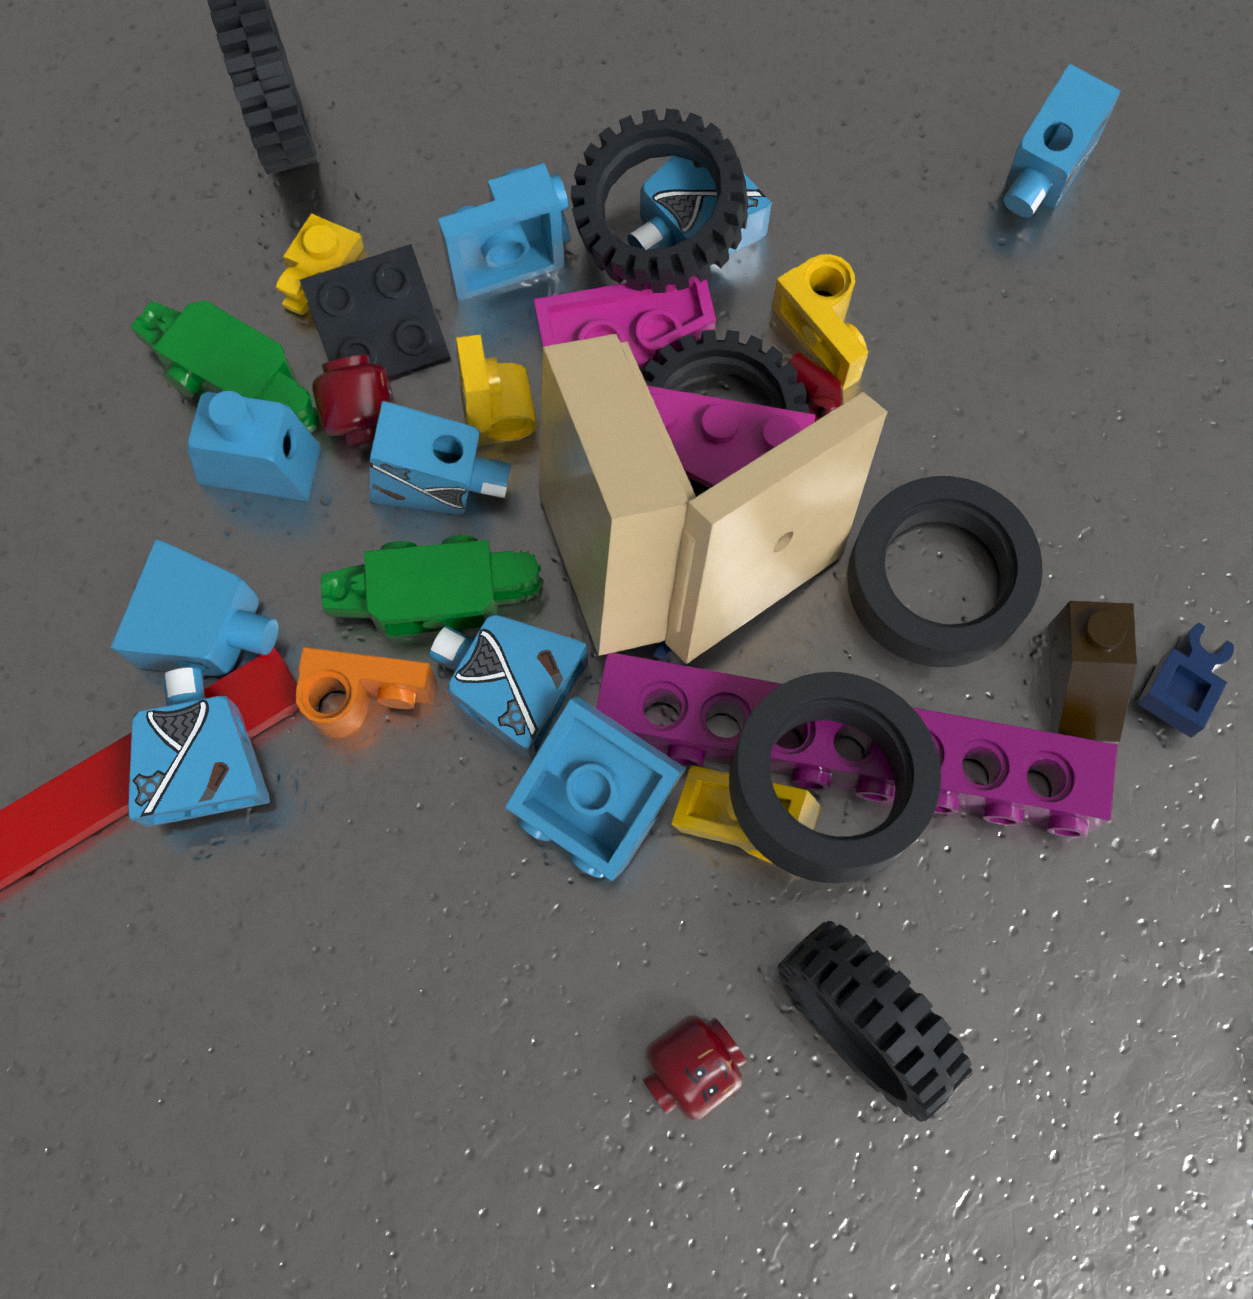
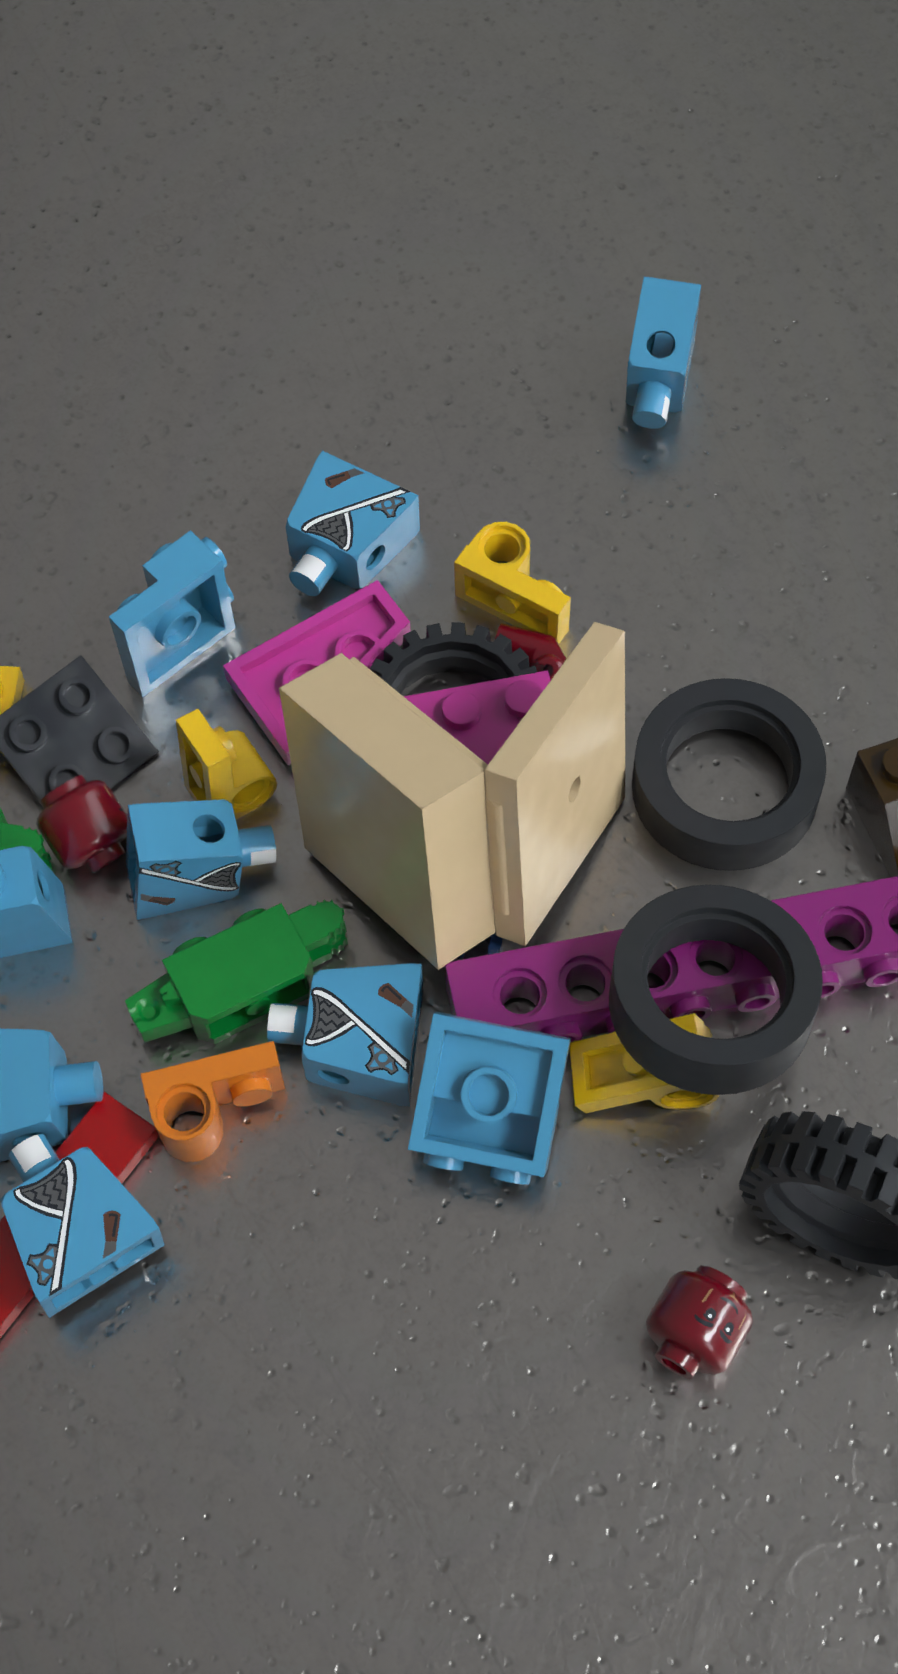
camera: 20 degrees left, 10 degrees down
(654, 140) = (289, 472): black tyre -> none

